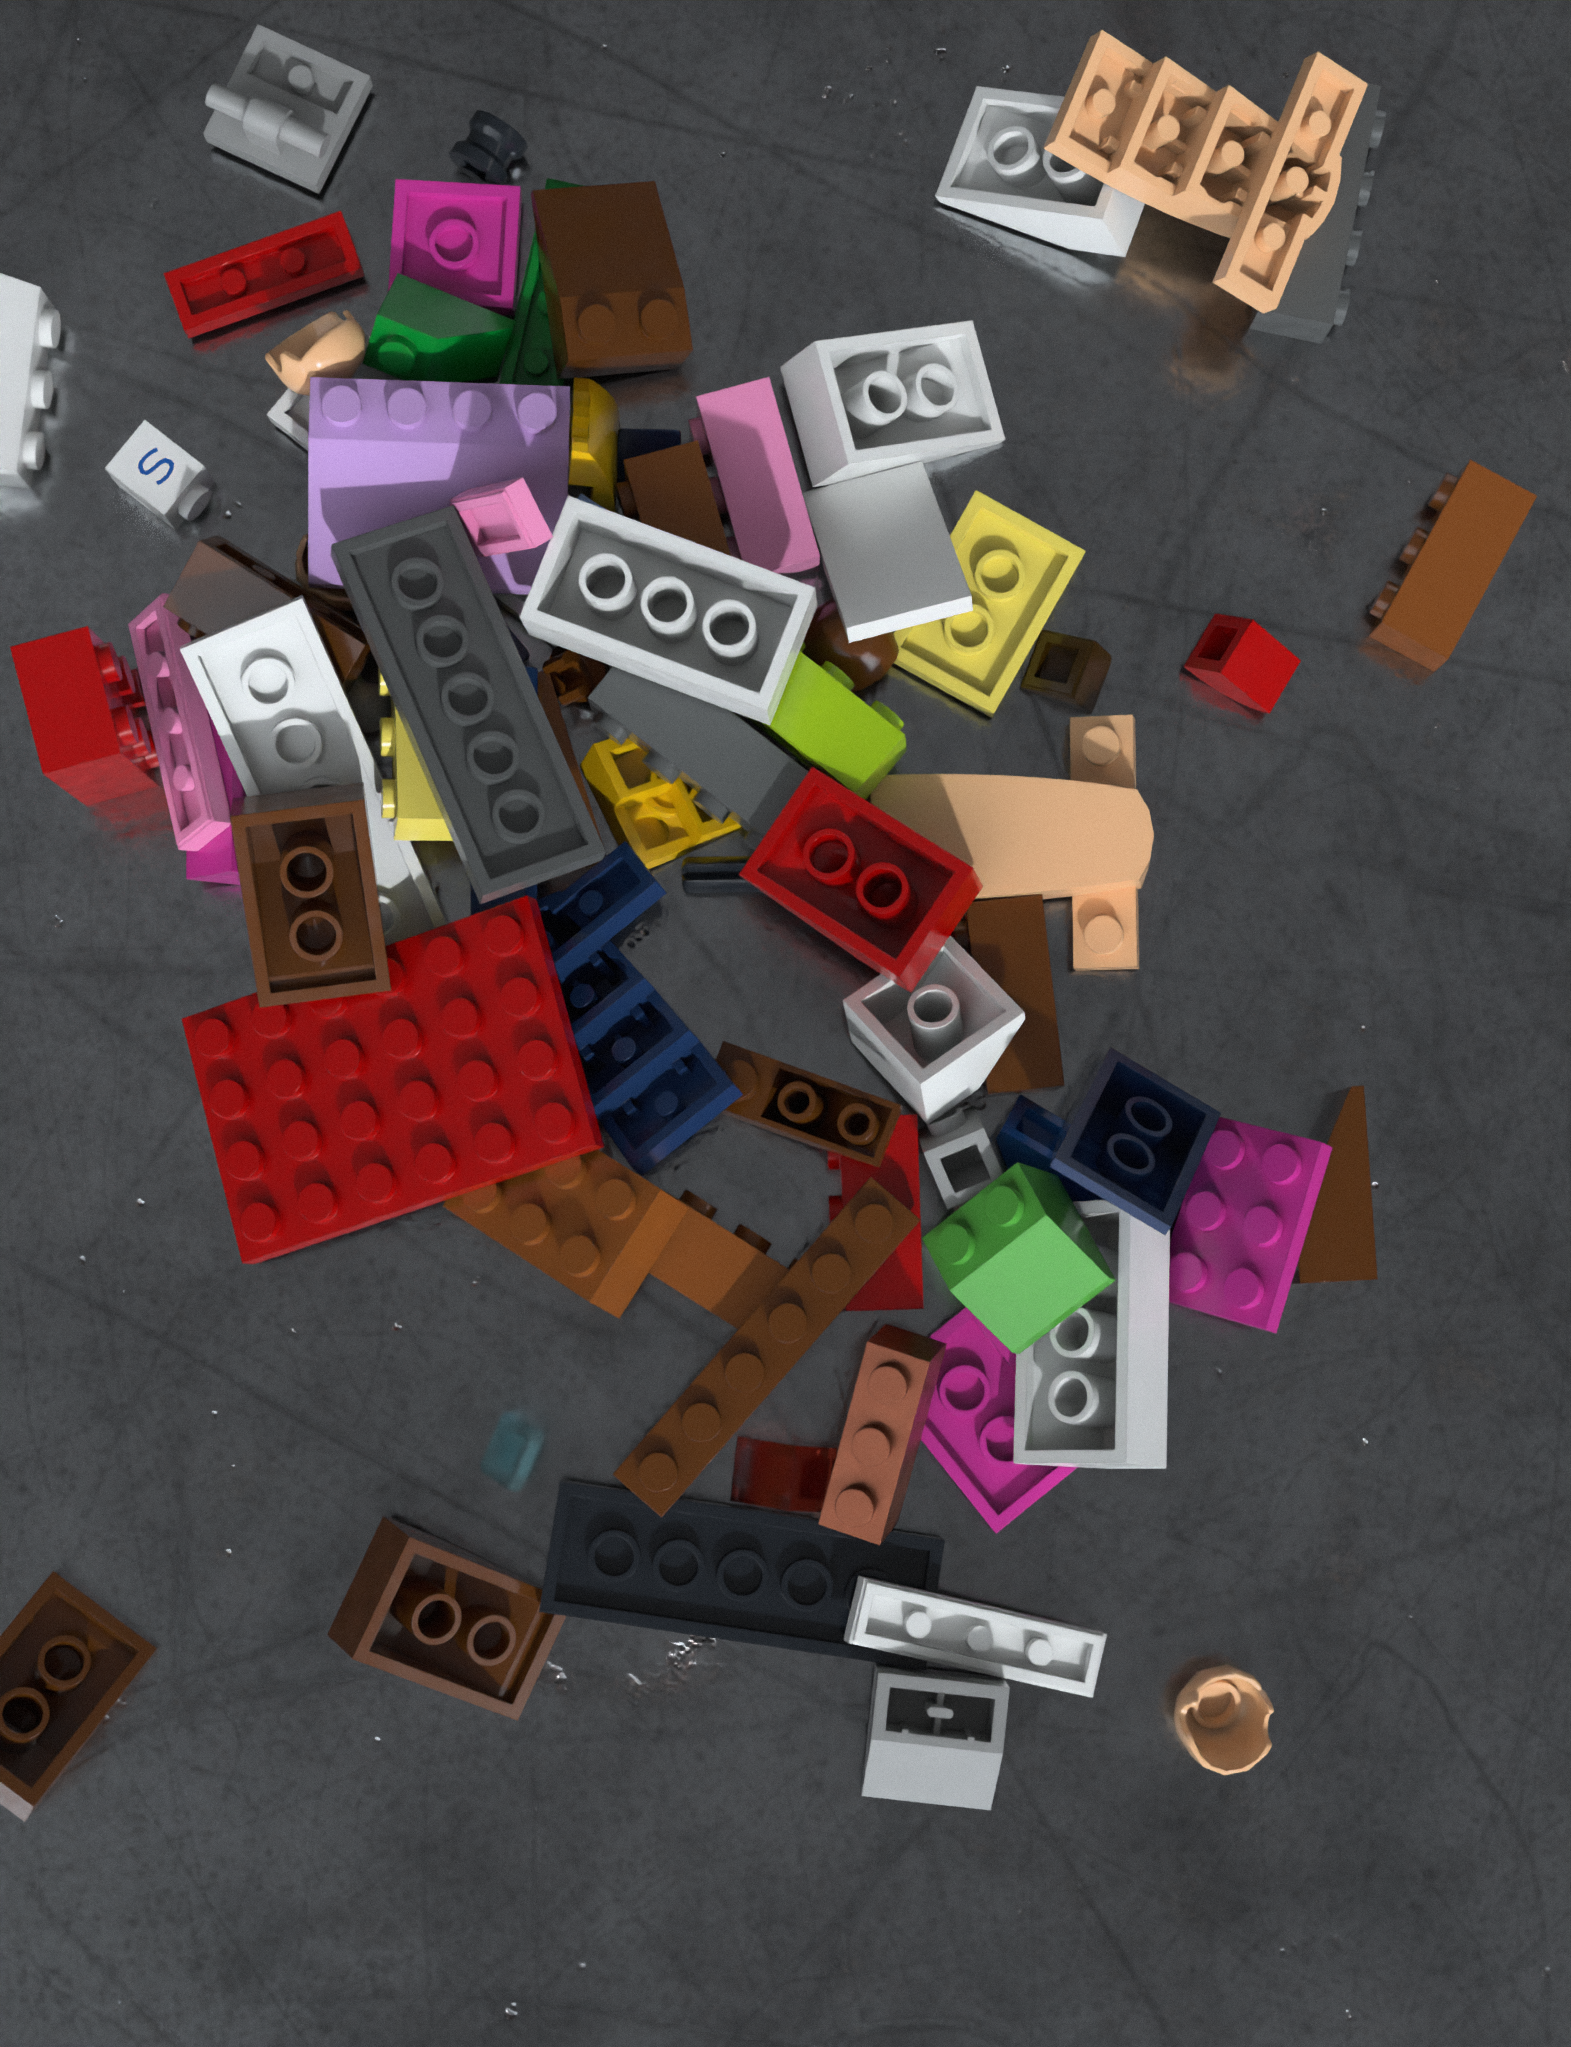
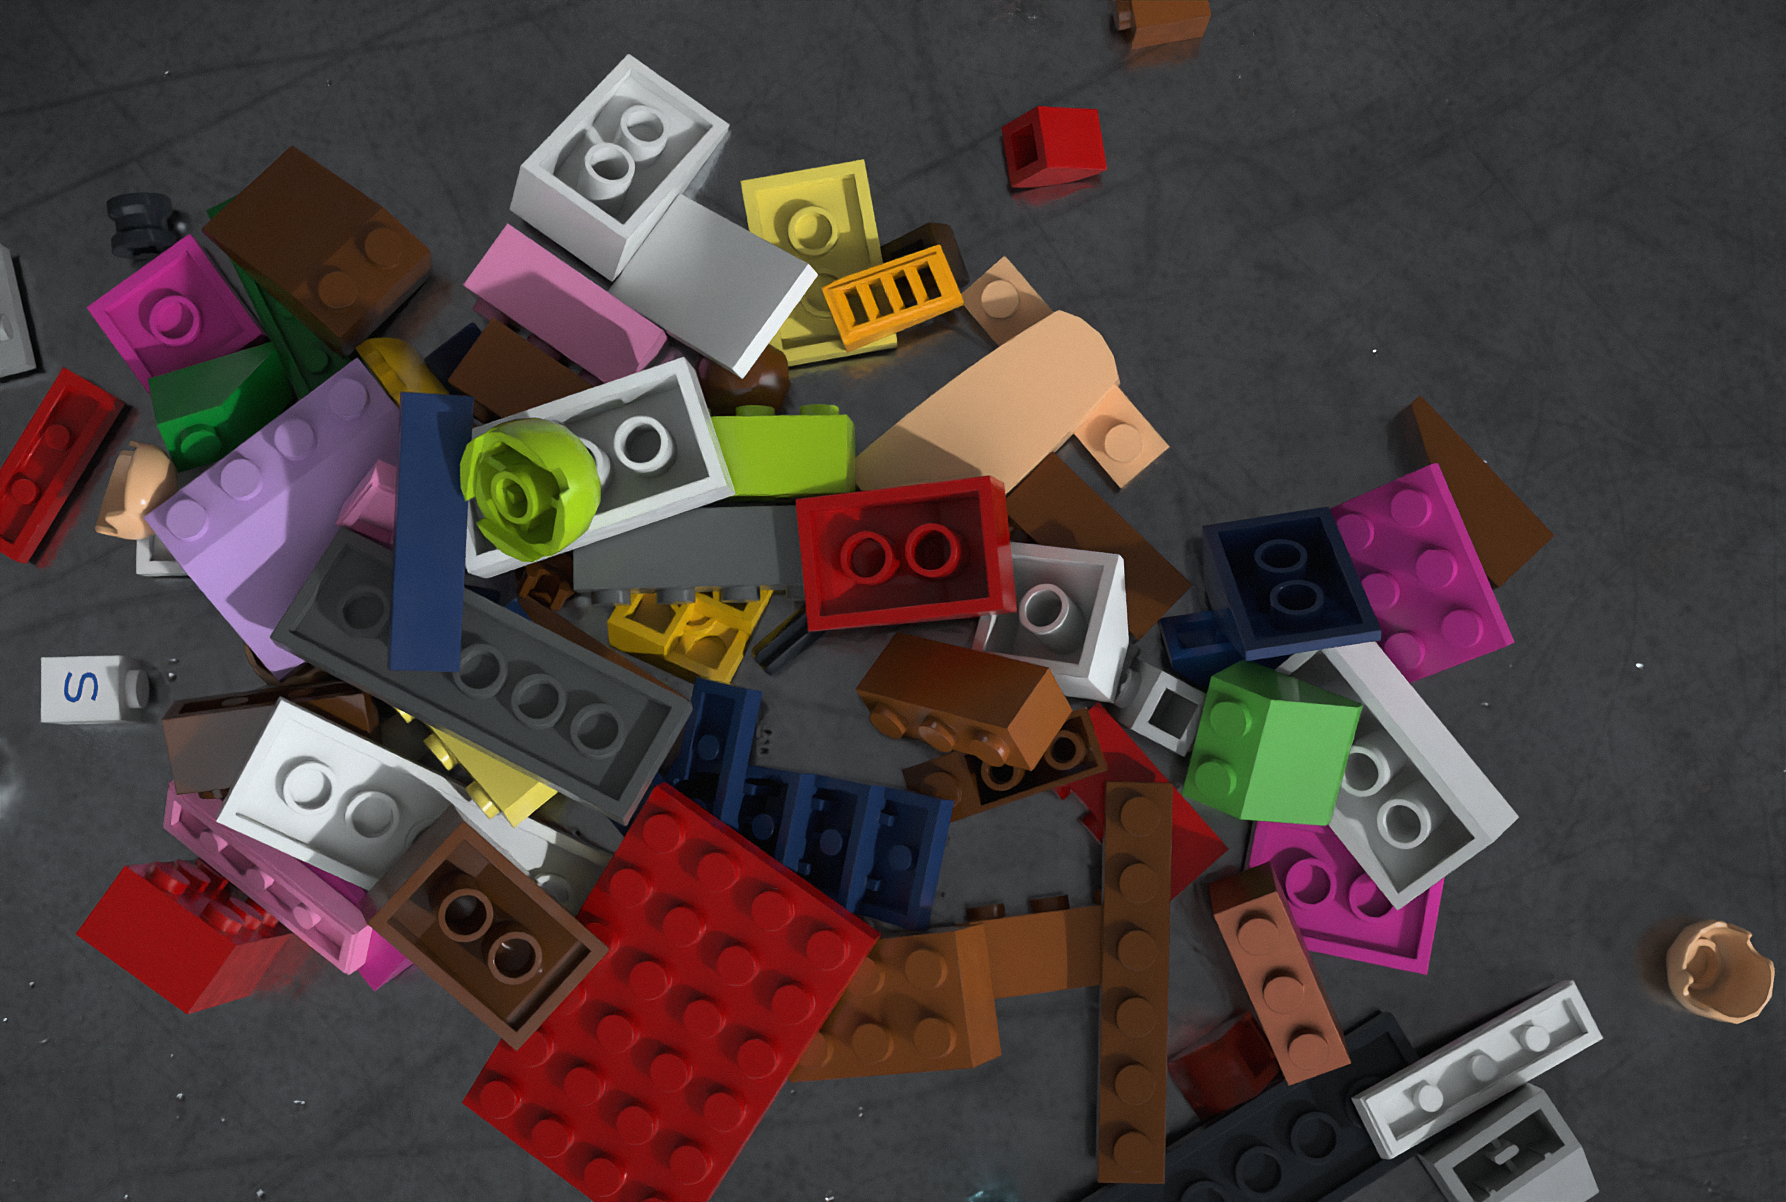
camera: 30 degrees left, 0 degrees up
(516, 563) = (429, 533): none -> dark blue tile
(619, 590) = (531, 486): none -> lime cylinder
(813, 1026) = (964, 700): none -> dark orange brick
(1001, 645) = (883, 275): none -> light orange slope

